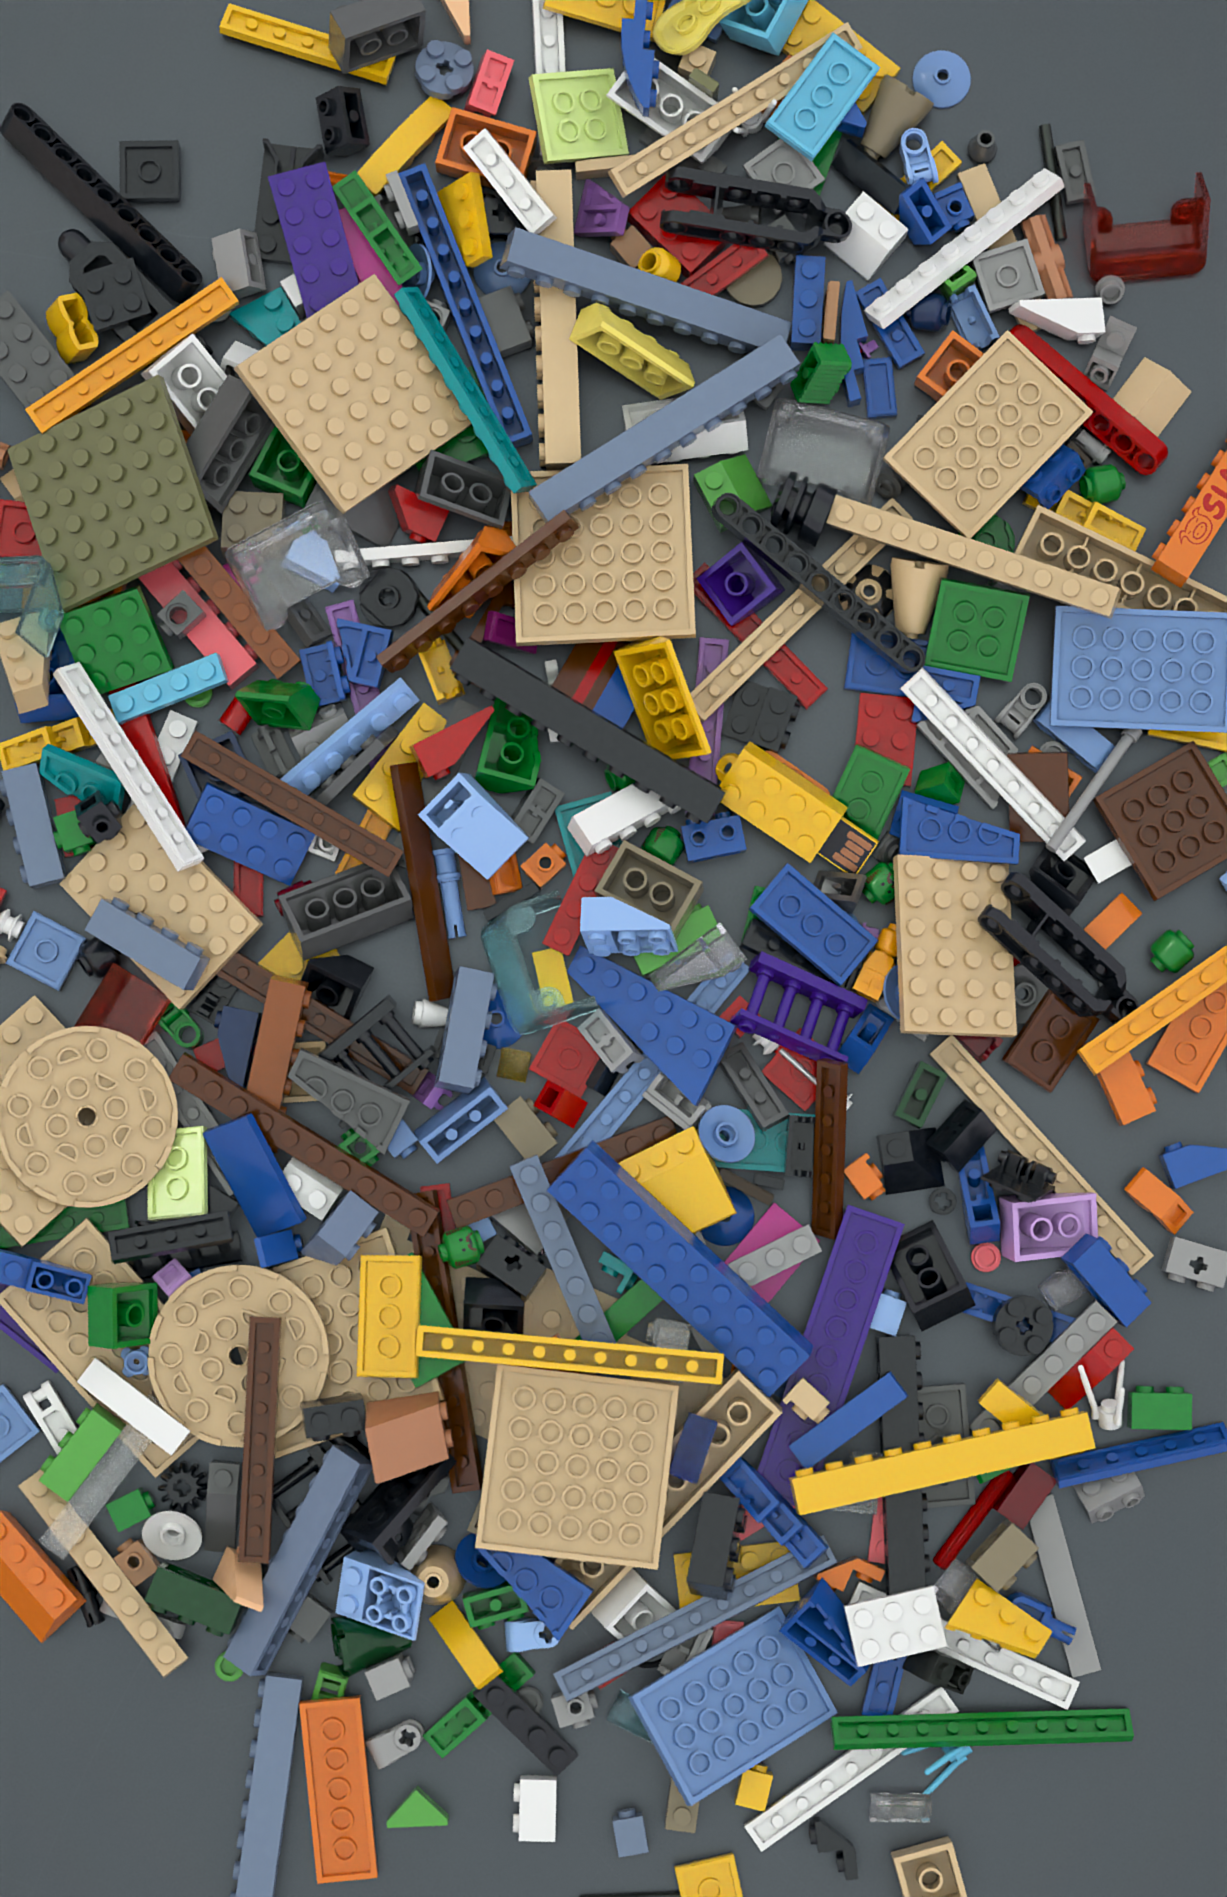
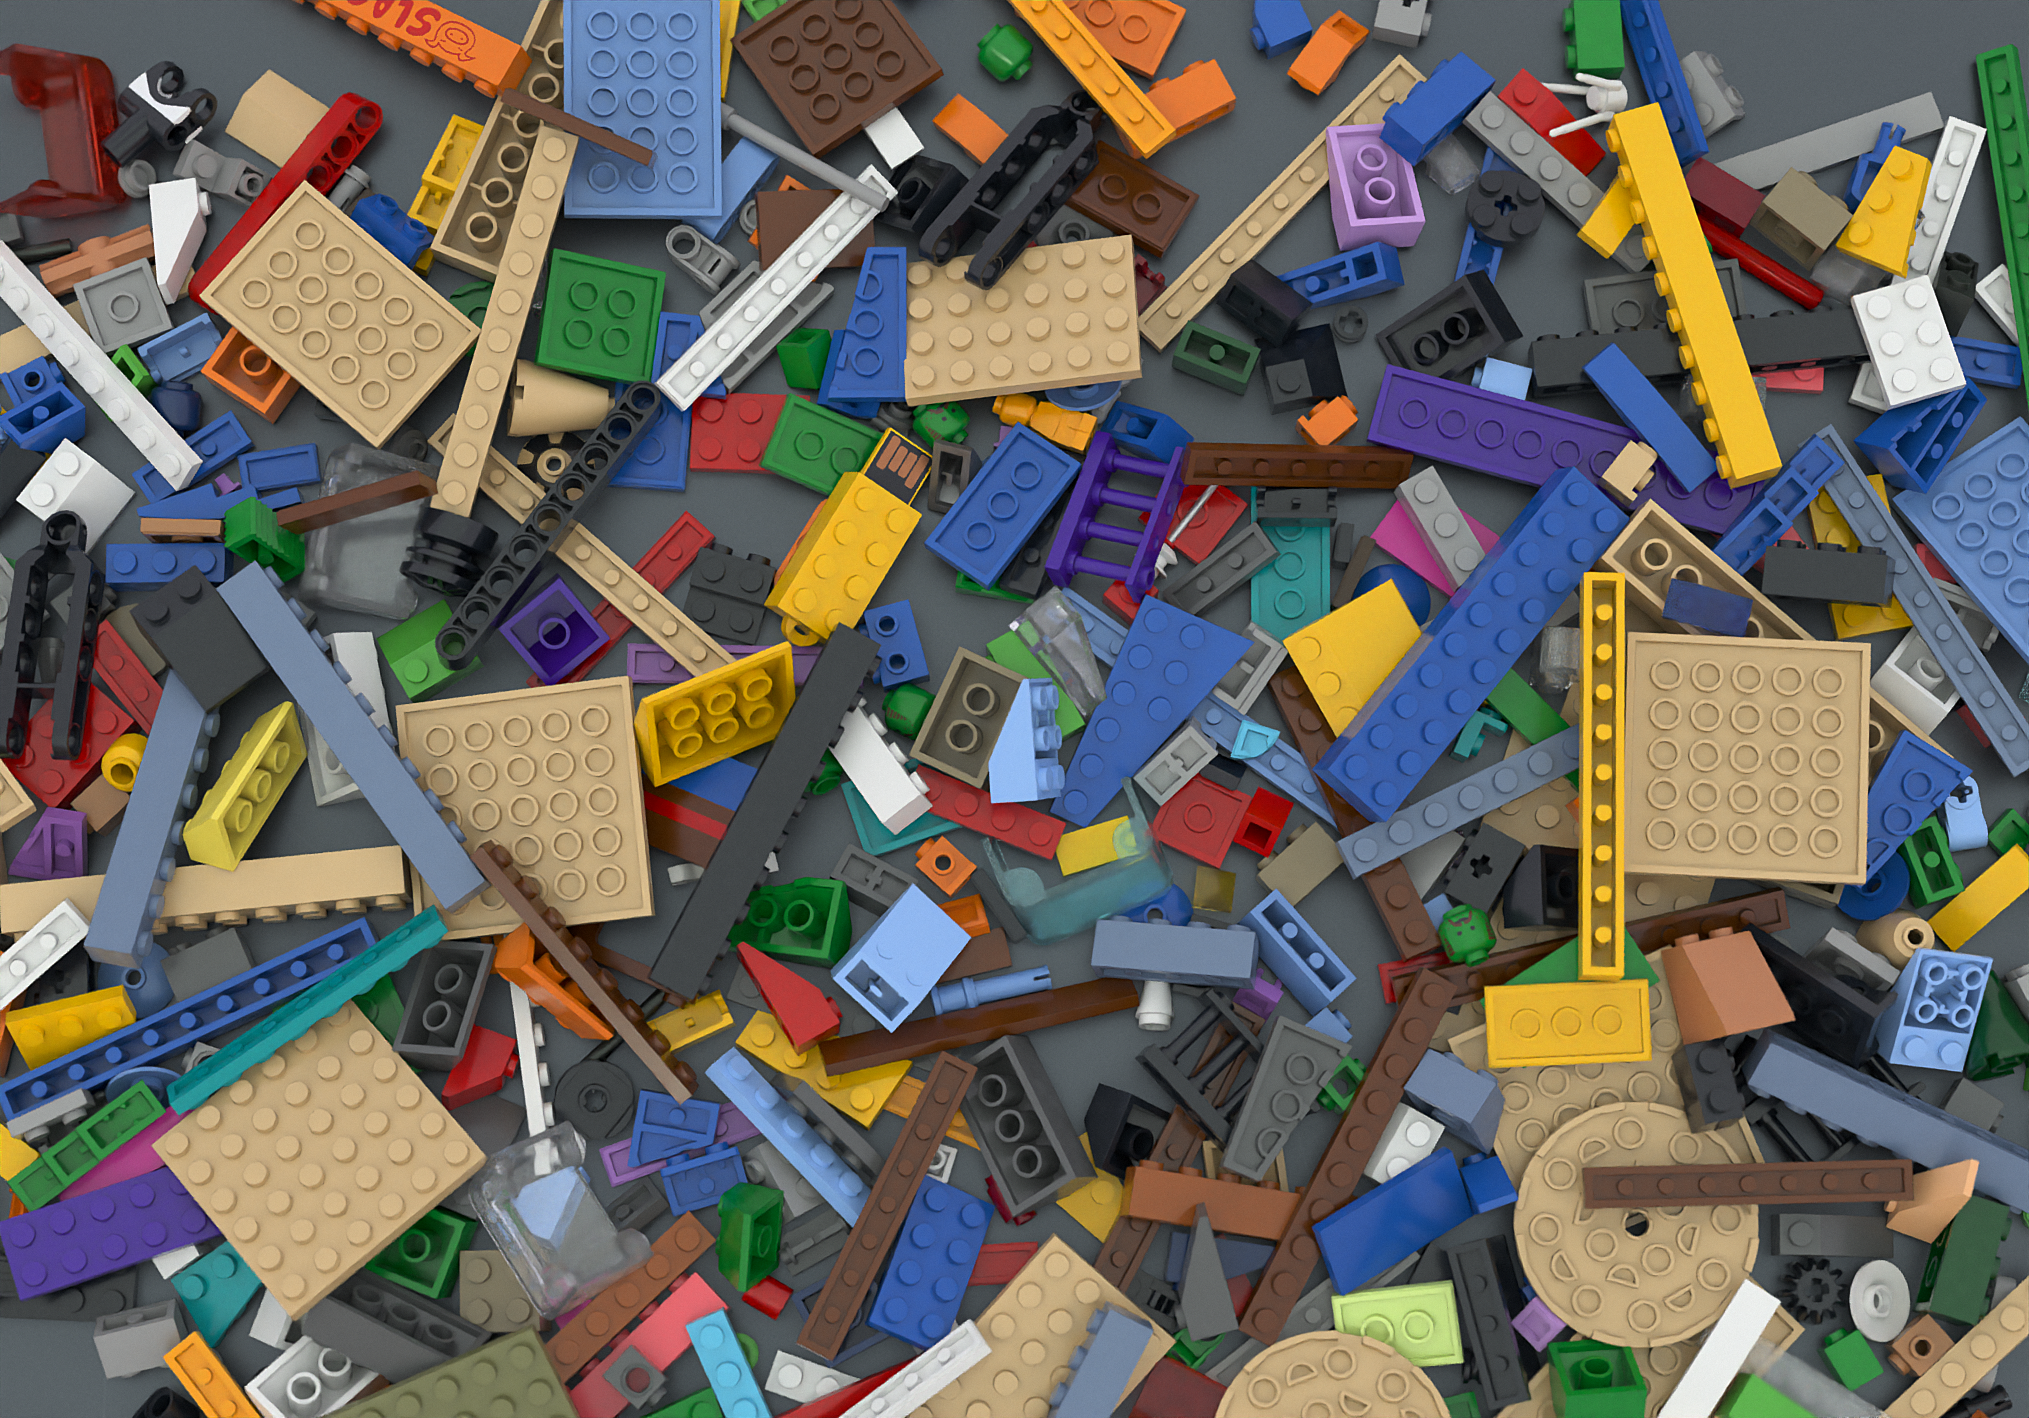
camera: 90 degrees left, 5 degrees down
(130, 1367) = (1665, 1369): medium blue plate -> none
(209, 1032) = (1203, 1289): none -> dark grey slope
(502, 631) = (634, 938): magenta tile -> none
(622, 1100) = (1253, 741): none -> medium azure tile
(735, 1127) = (1281, 588): medium blue dish -> none
(745, 321) = (200, 639): none -> black slope
(839, 1574) = (1846, 422): orange slope -> none
(842, 441) = (356, 502): none -> reddish brown tile
(985, 1257) = (1418, 265): coral plate -> none
(1012, 1177) = (1328, 209): black hinge -> none
(1102, 484) = (397, 172): green head -> none
(1117, 618) = (579, 127): none -> reddish brown tile
(1155, 304) = (157, 114): none -> black connector

